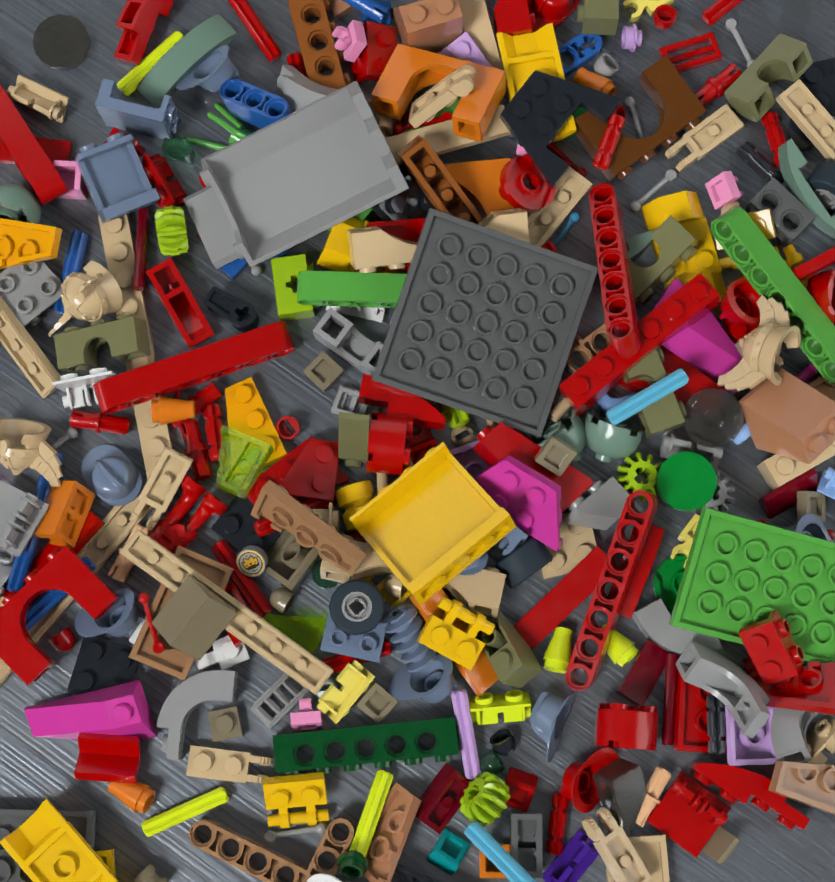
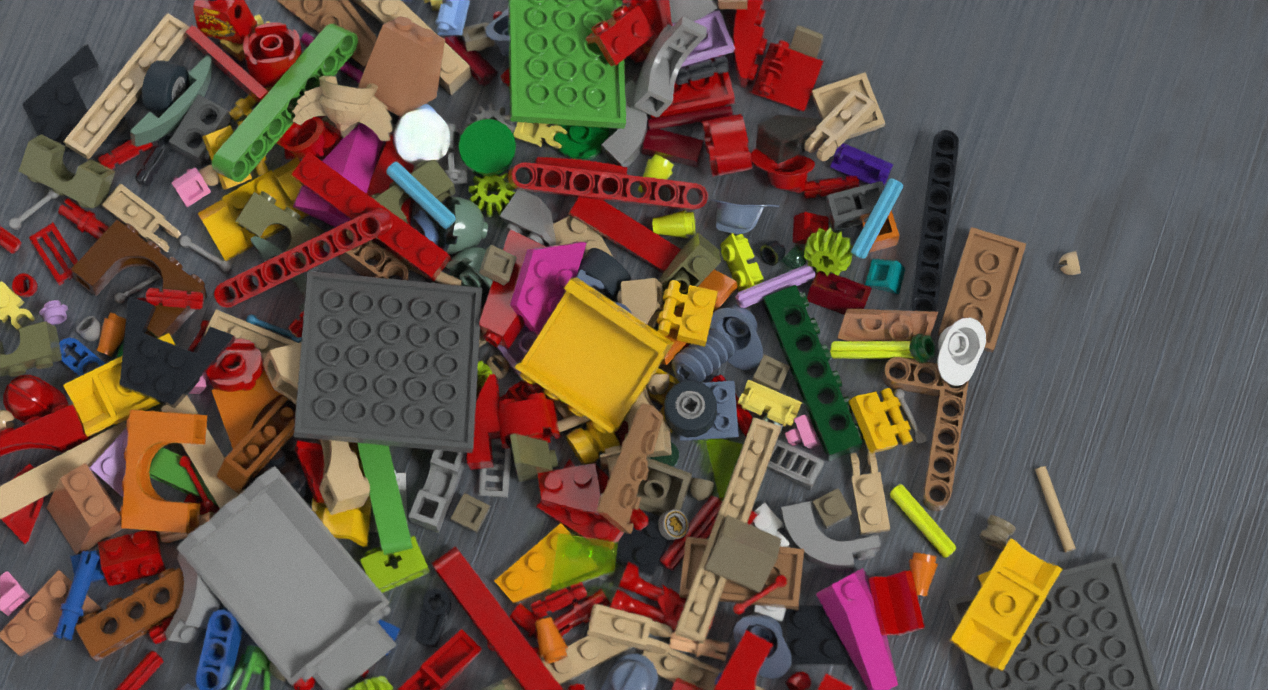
camera: 105 degrees left, 5 degrees down
(283, 431) = (539, 534): red hinge -> none
(351, 40) = (126, 577): bright pink tile -> none
(442, 94) = (170, 463): tan hinge -> none
(654, 789) = (770, 109): light nougat axle -> none

